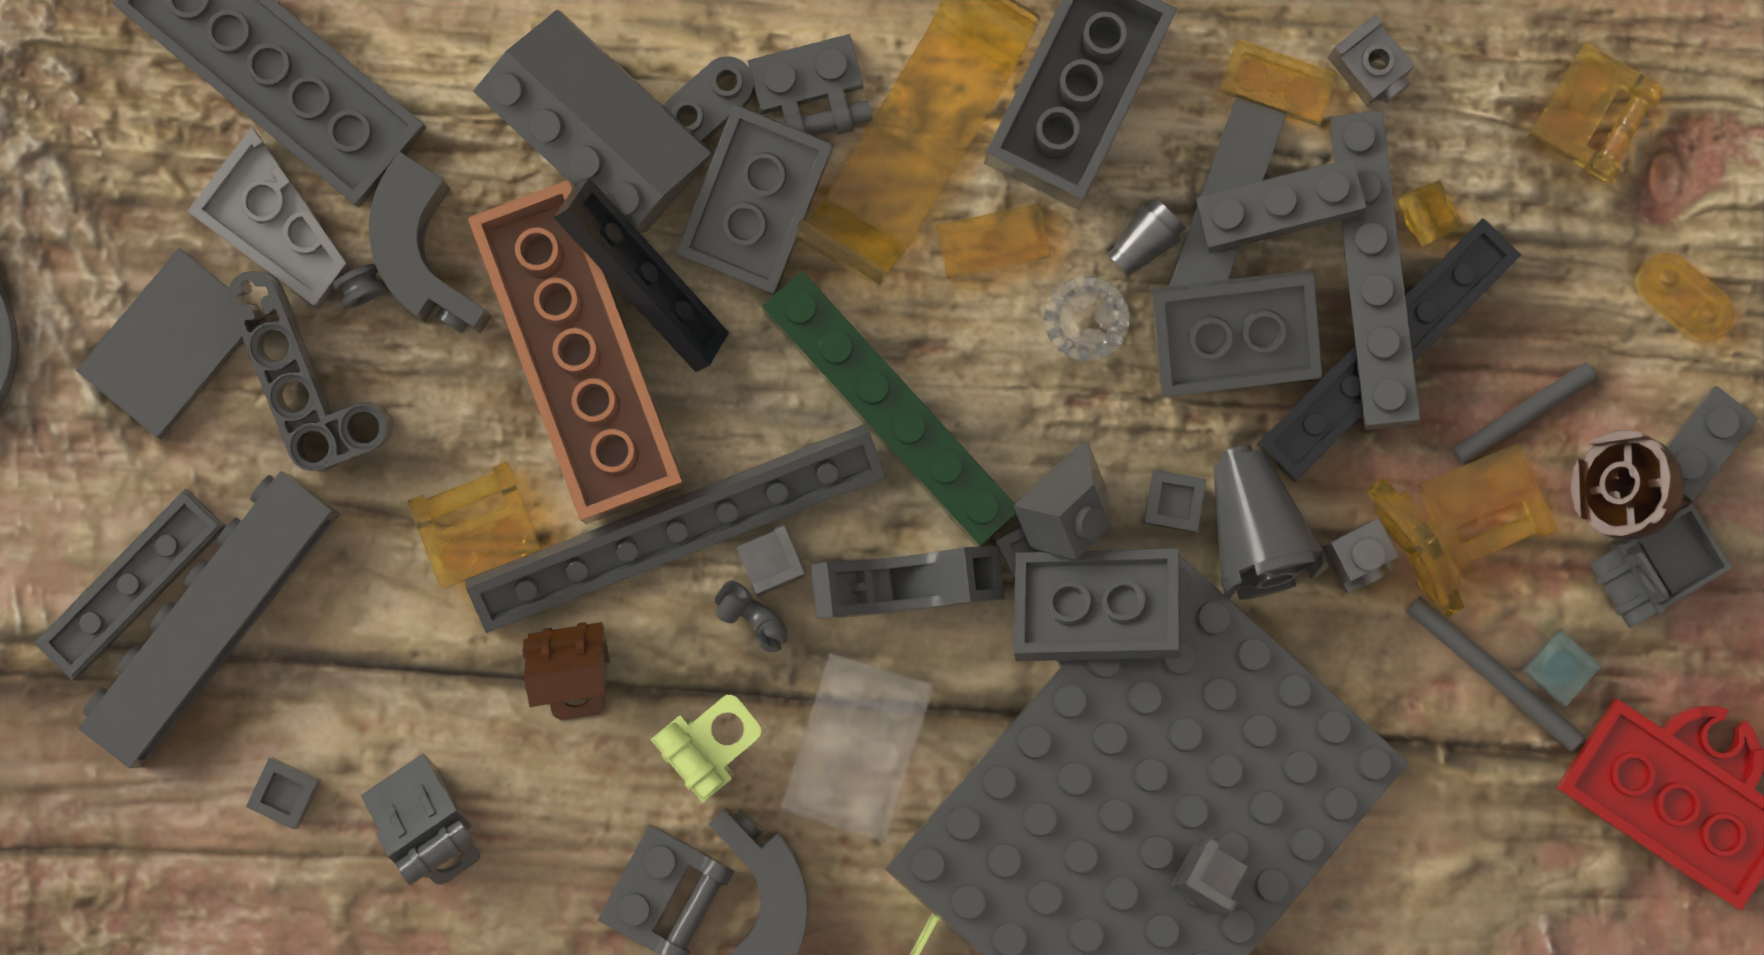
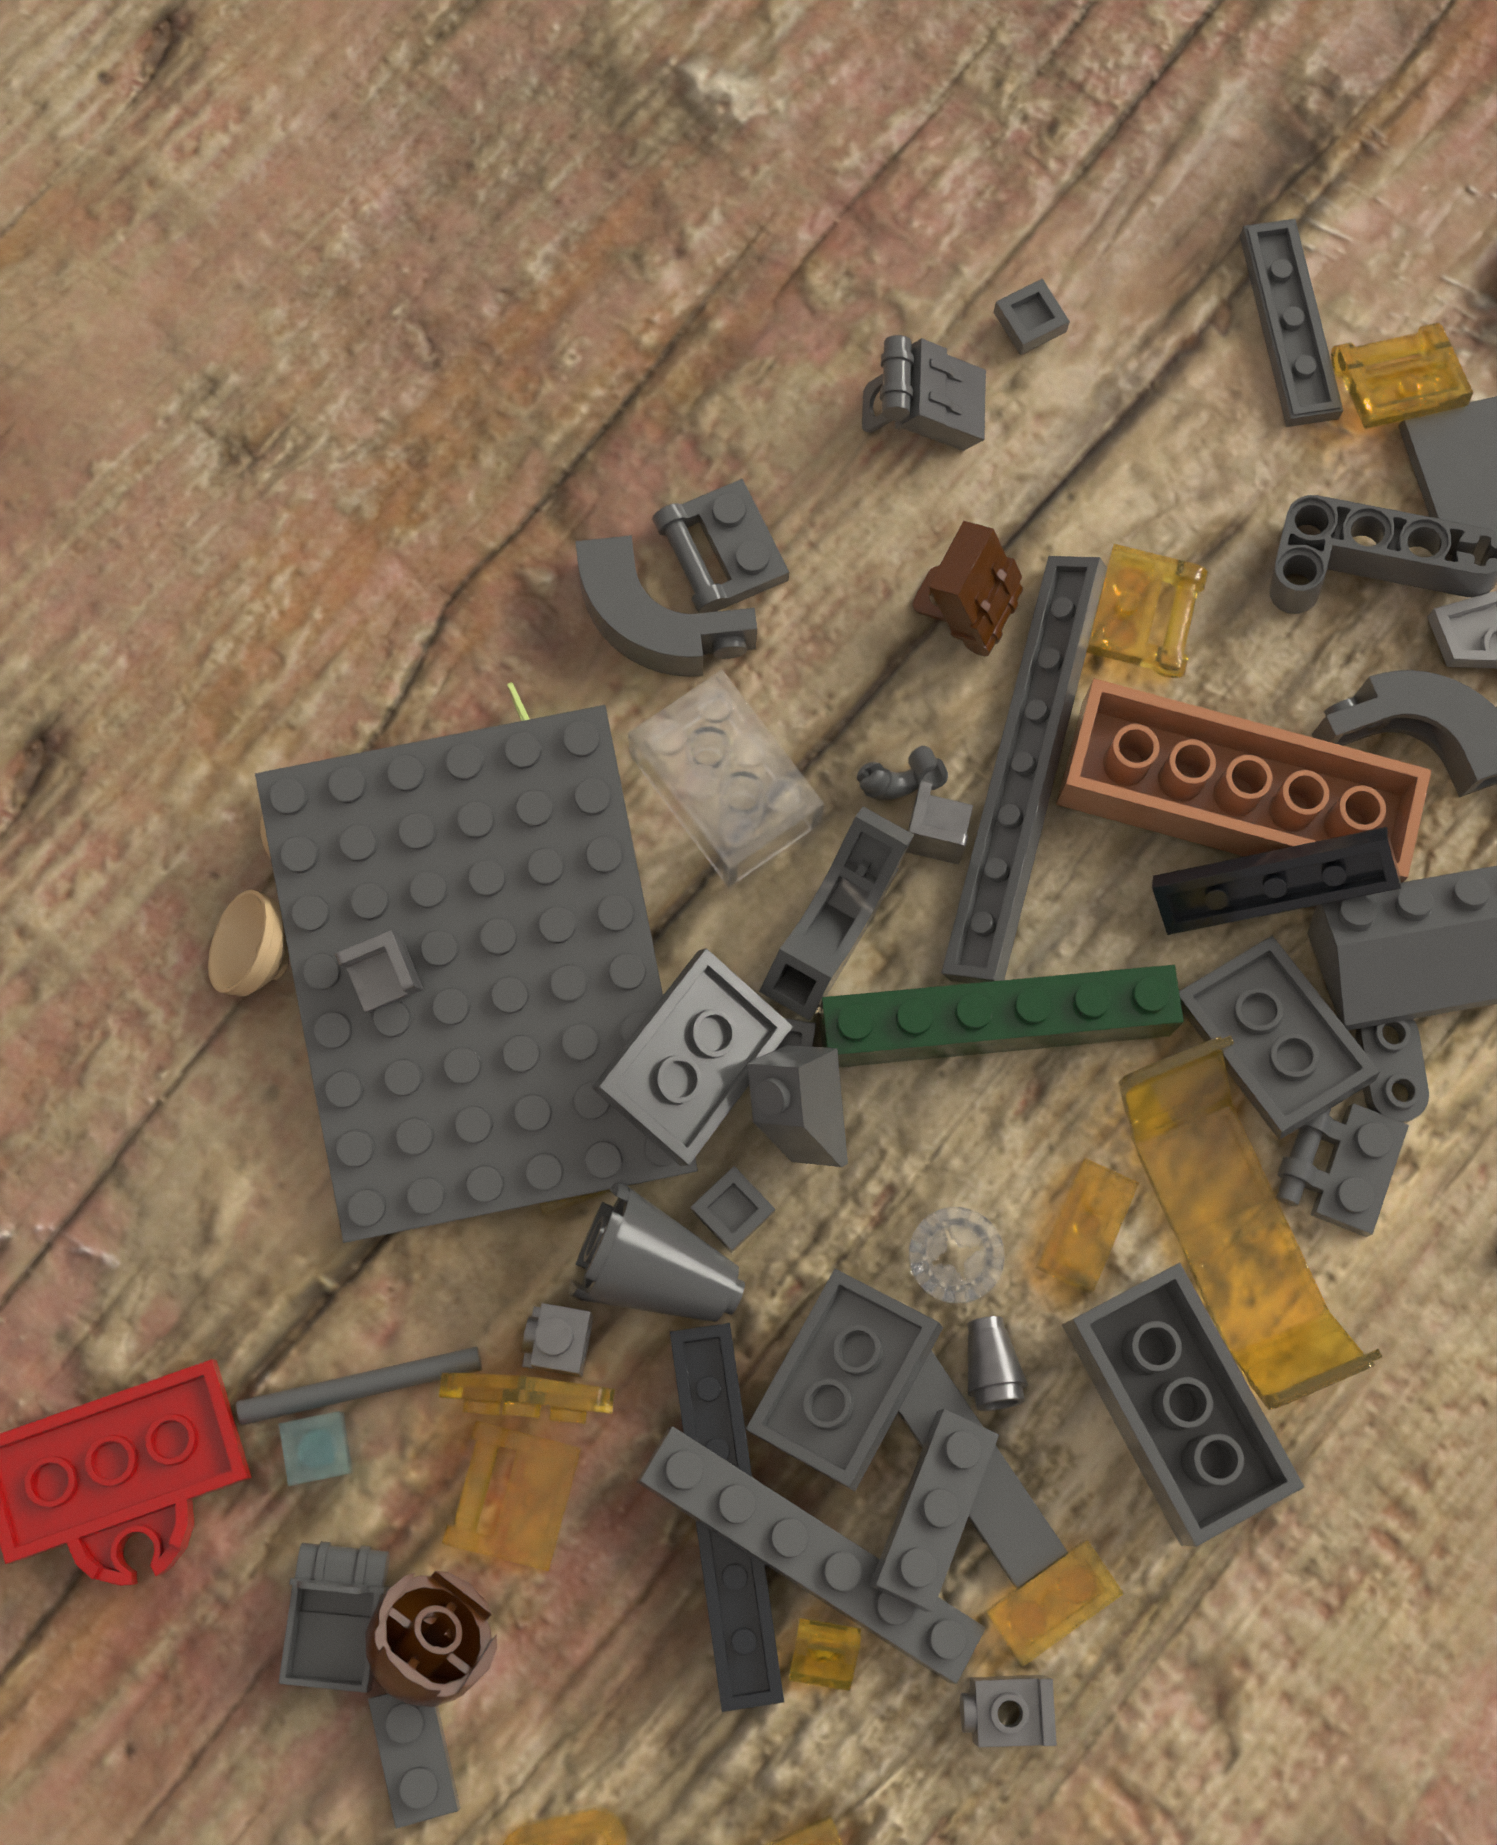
camera: 120 degrees right, 10 degrees down
(130, 451) = (1403, 387): none -> clear yellow plate
(208, 619) = (1220, 356): dark grey brick -> none
(359, 286) = (1425, 654): dark grey bush -> none
(696, 753) = (820, 638): yellowish green piece -> none
(1524, 413) = (571, 1602): dark grey bar -> none

